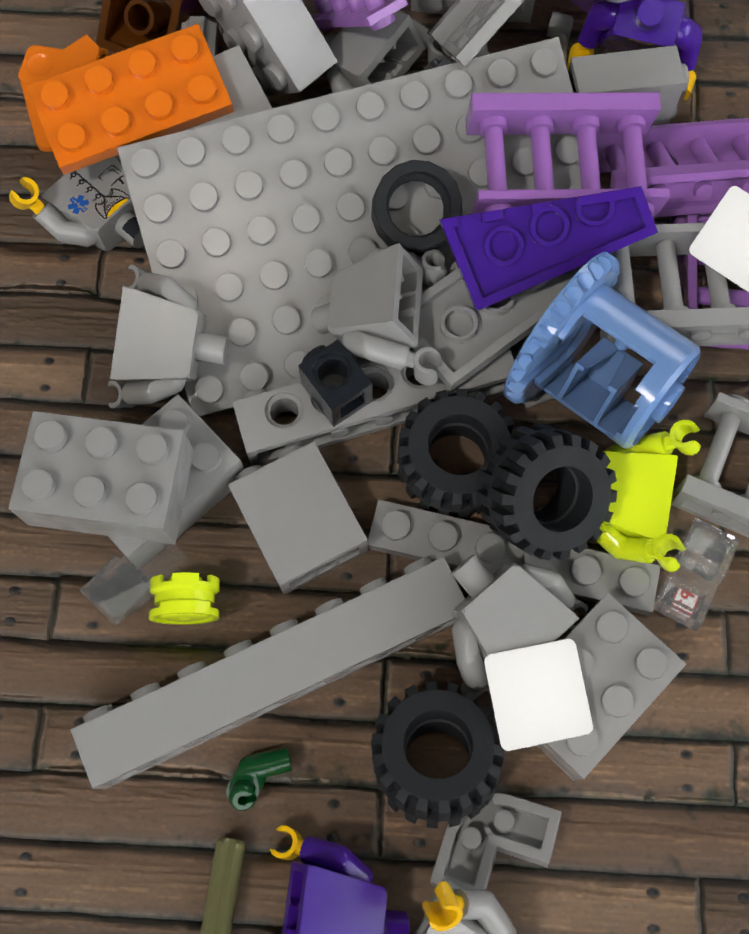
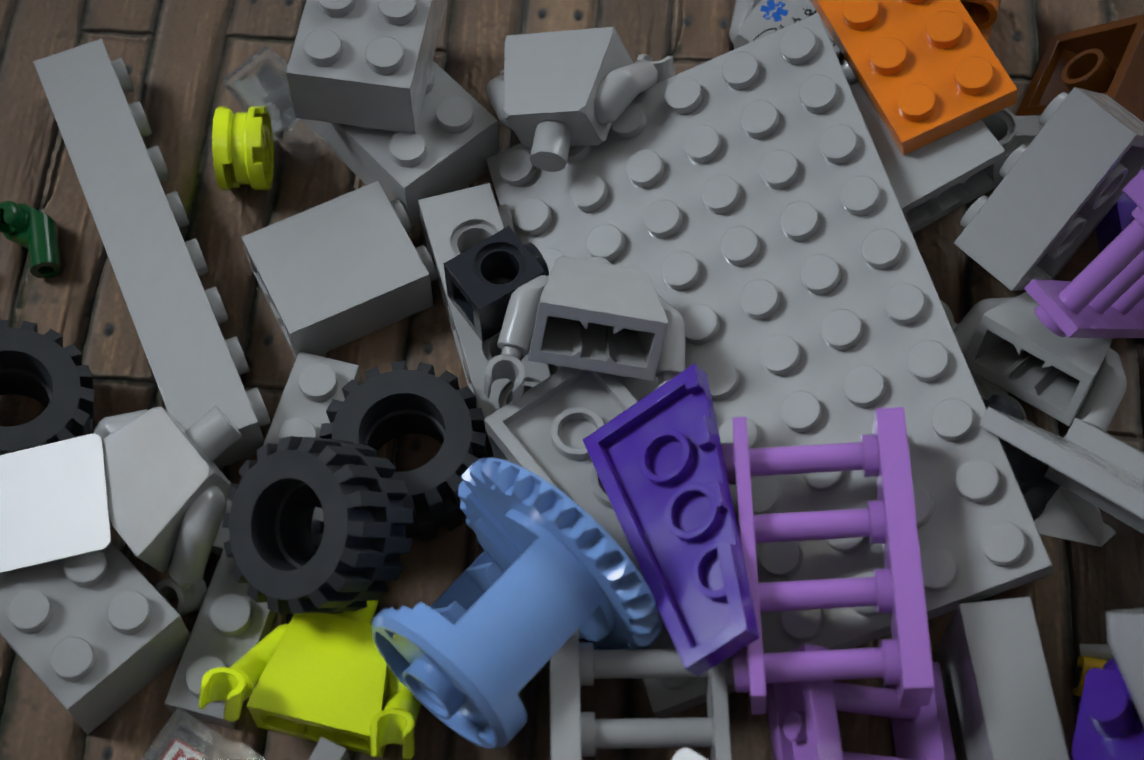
camera: 90 degrees right, 10 degrees down
(421, 172) = (745, 323): black tyre -> none

